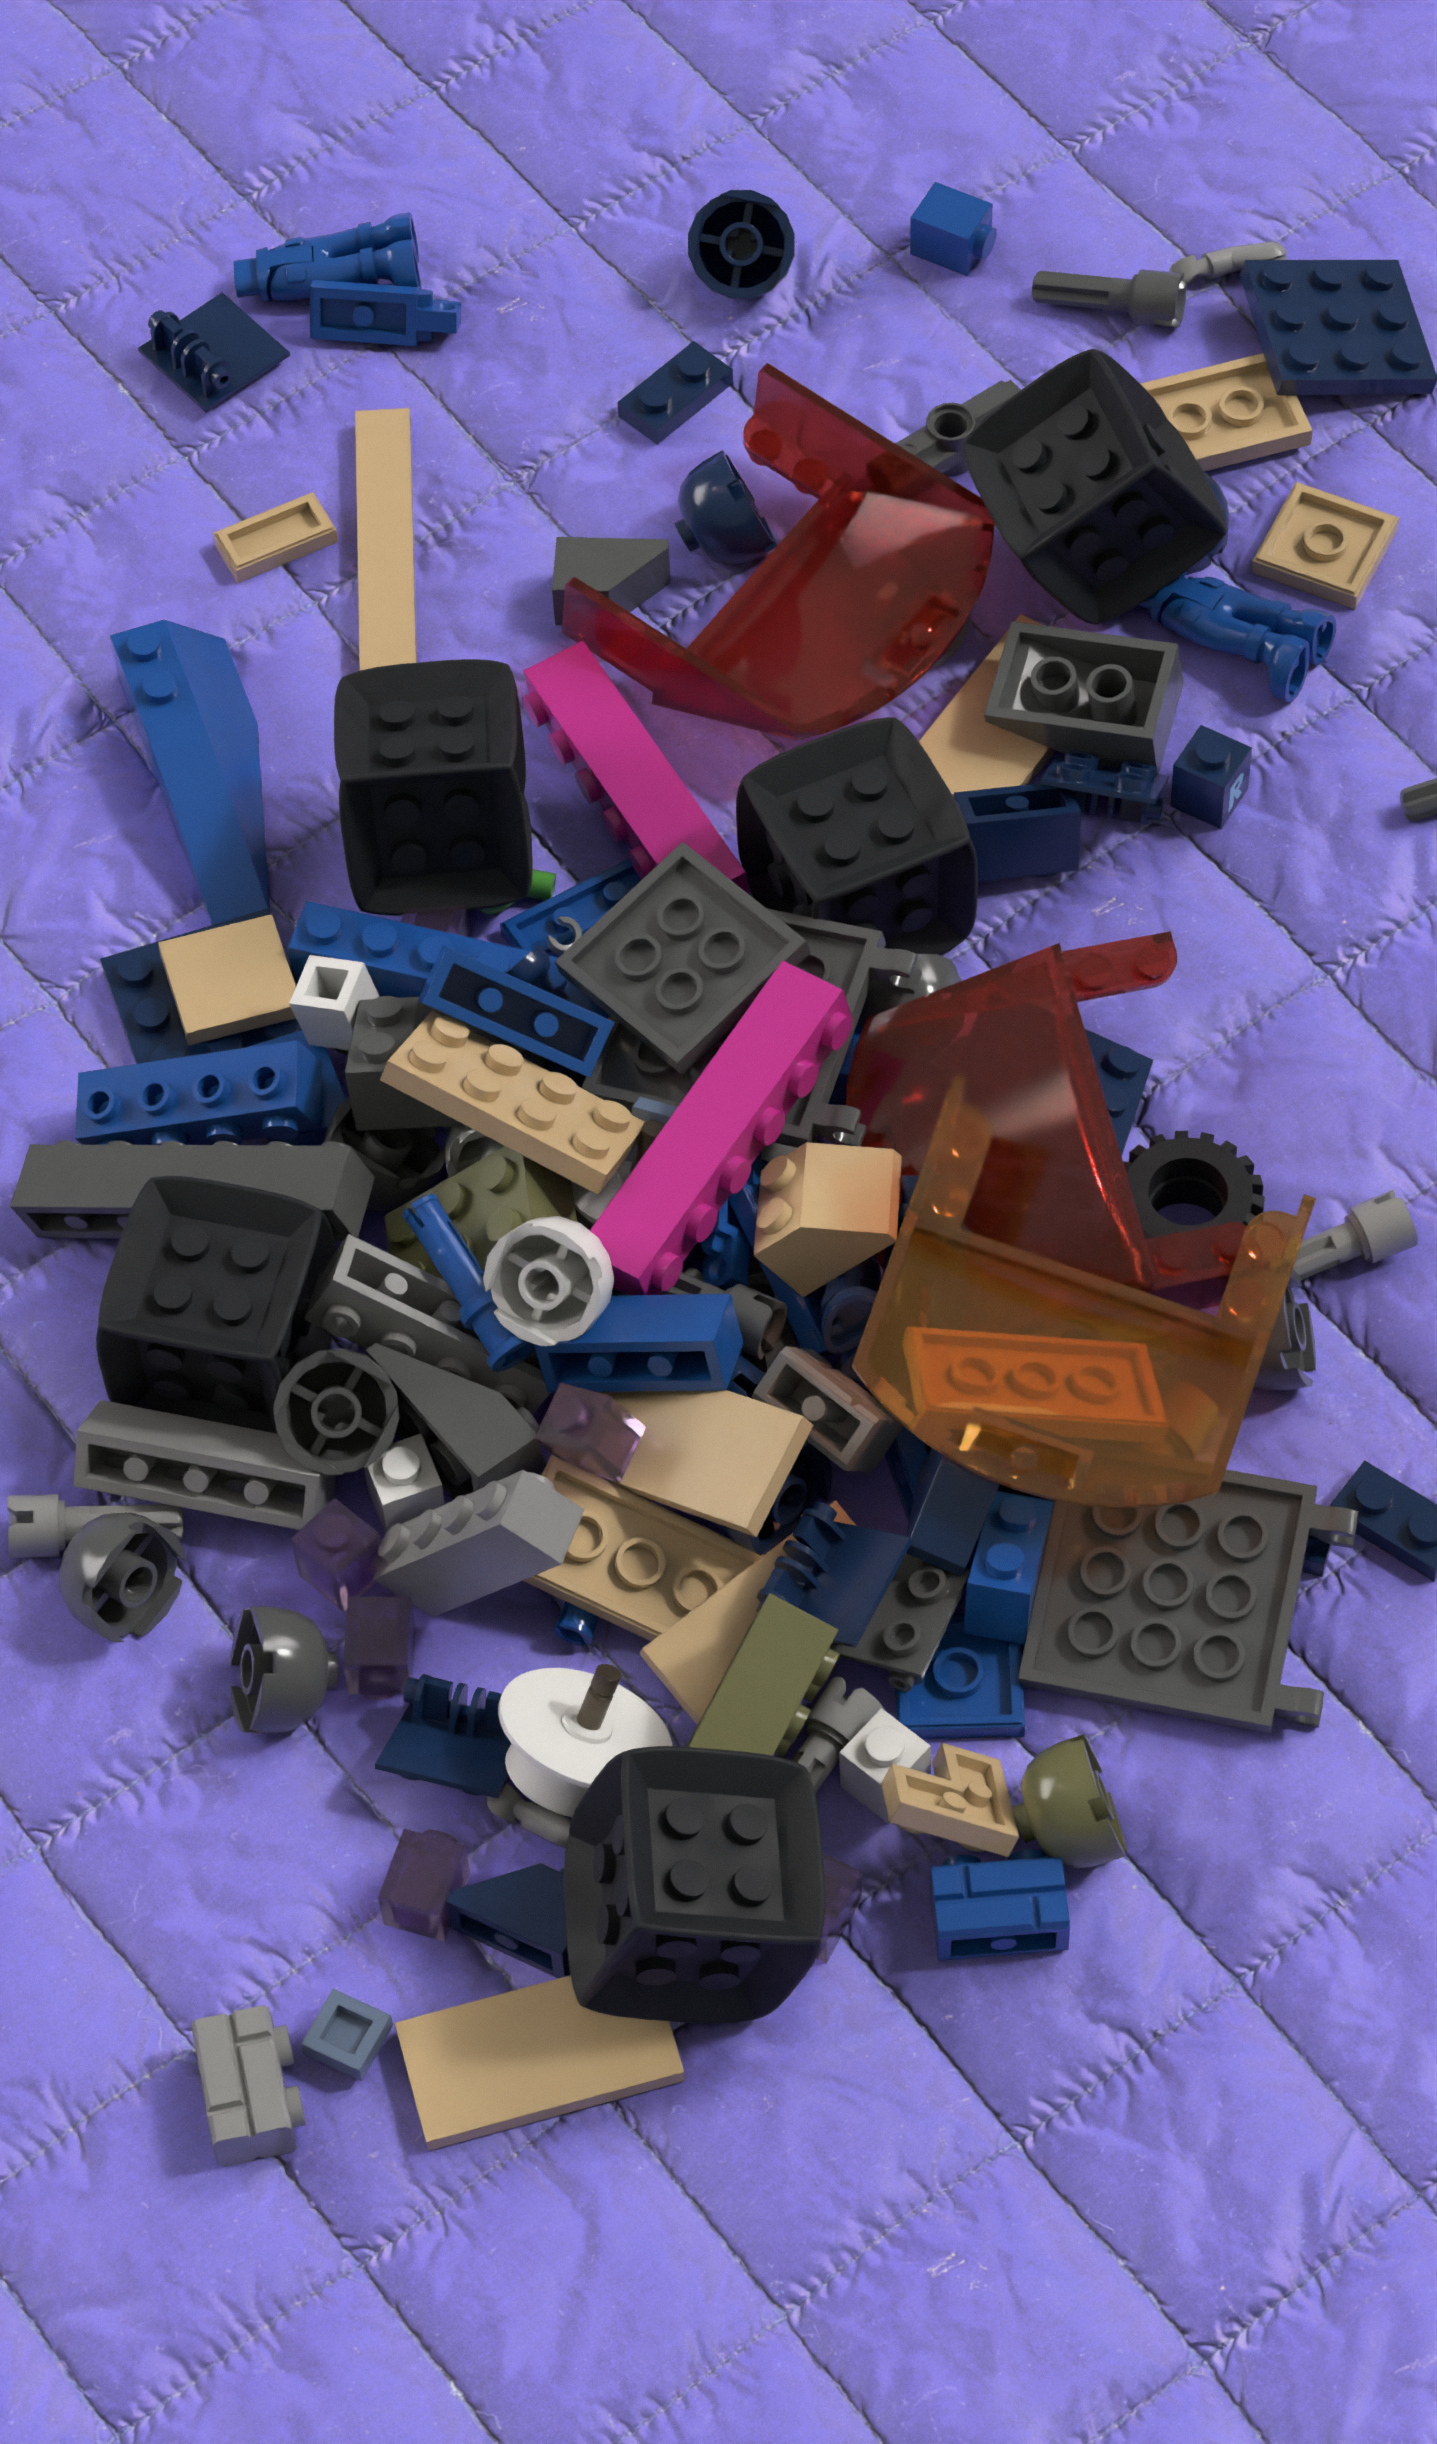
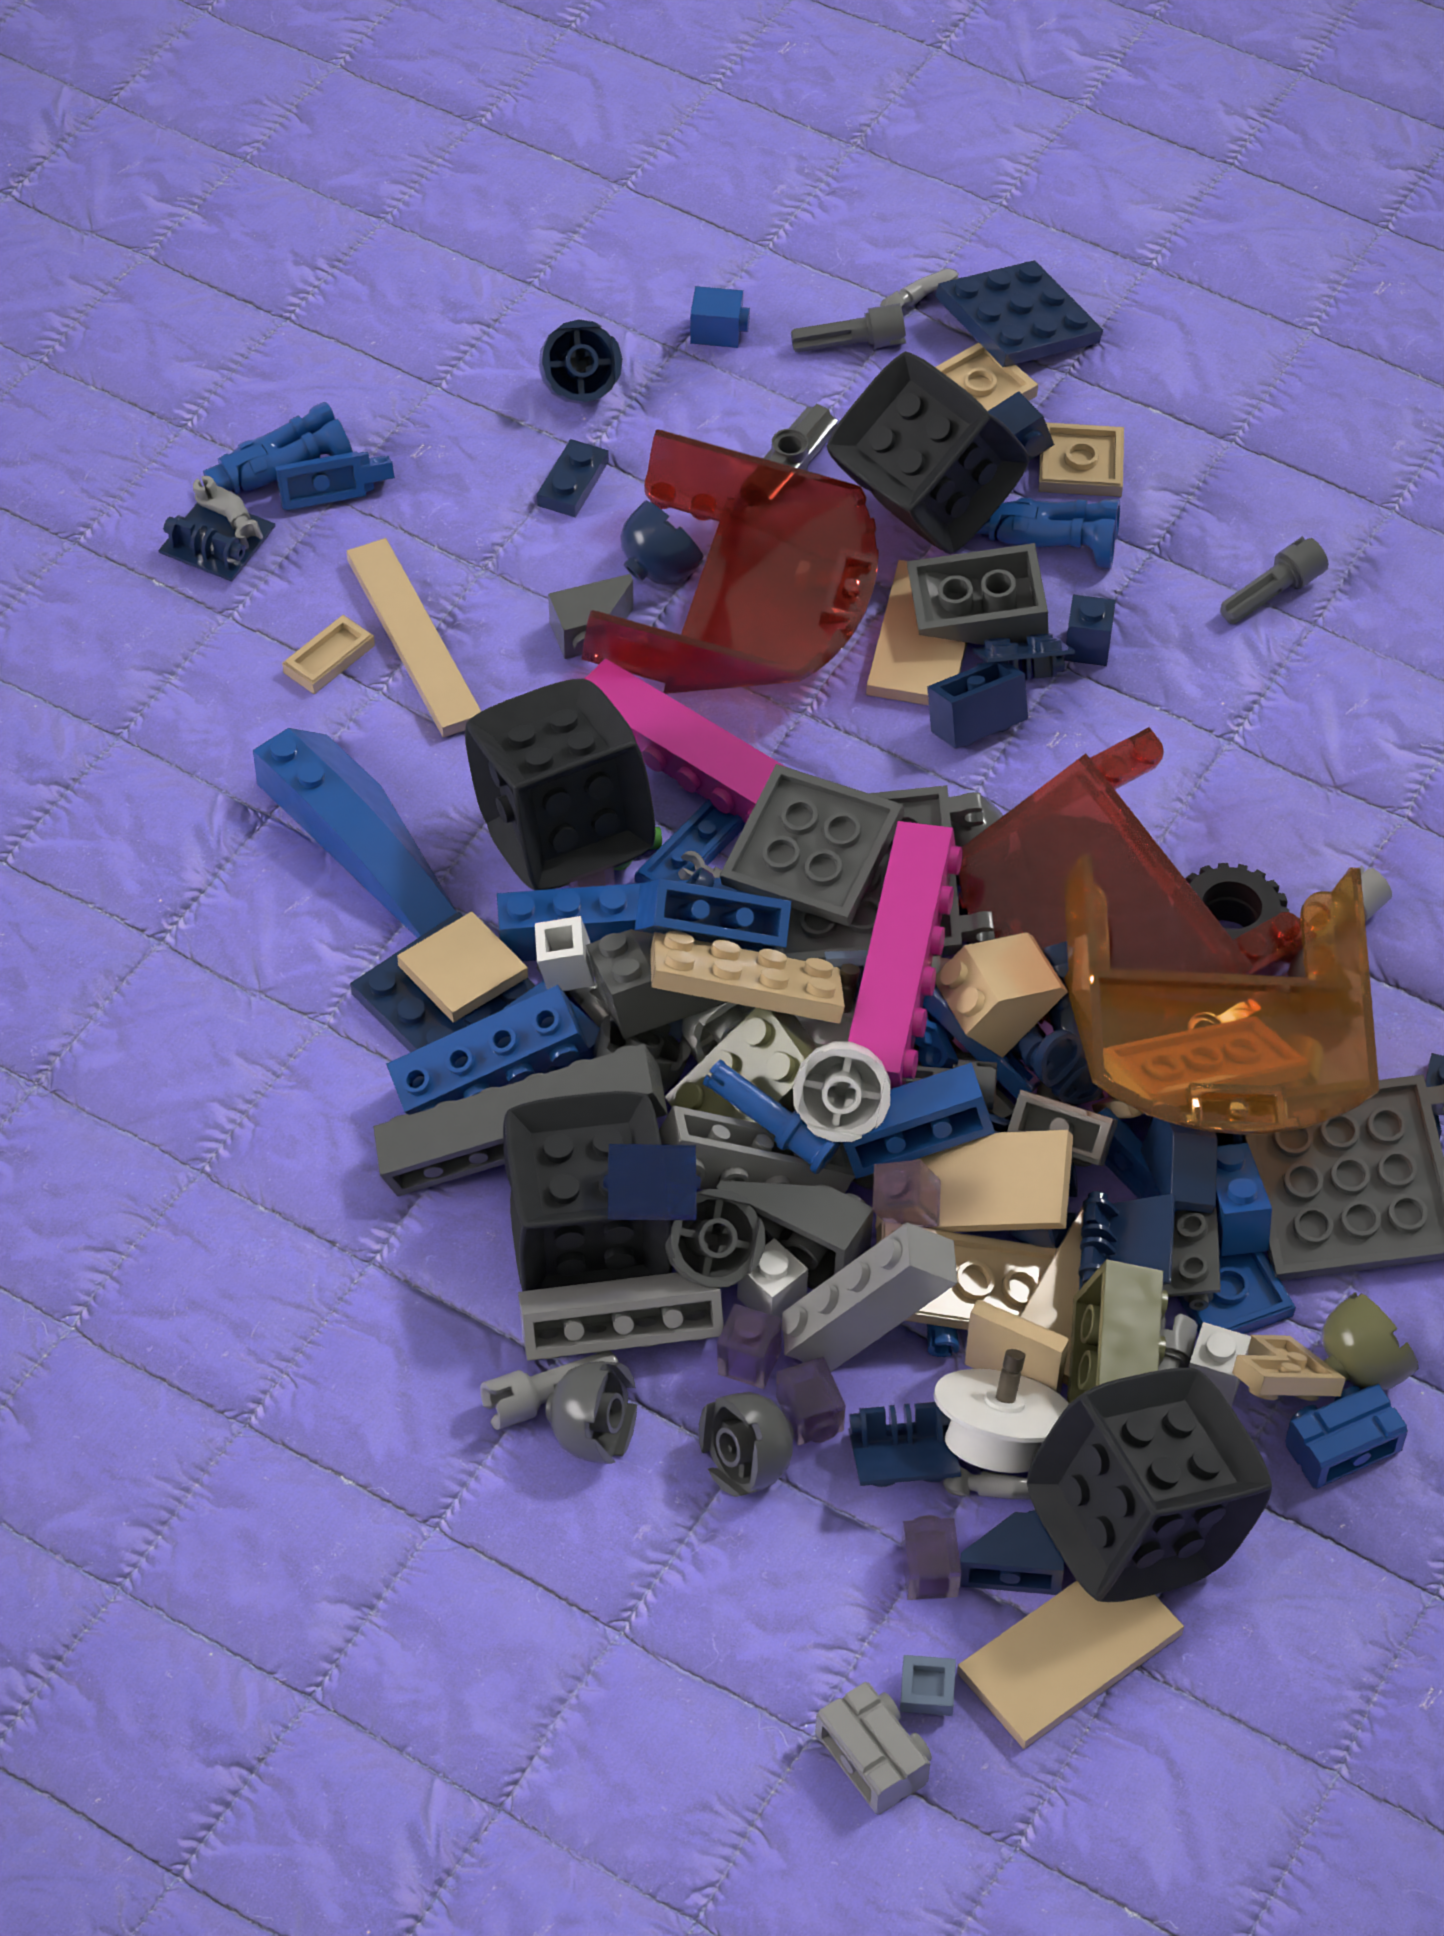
camera: 25 degrees left, 5 degrees down
(240, 313) = (229, 505): none -> light grey arm
(267, 1321) = (651, 1182): none -> clear blue piece
(643, 1663) = (997, 1330): none -> tan tile
(861, 837) = (888, 725): black piece -> none
(1255, 483) = (1024, 423): none -> dark blue brick

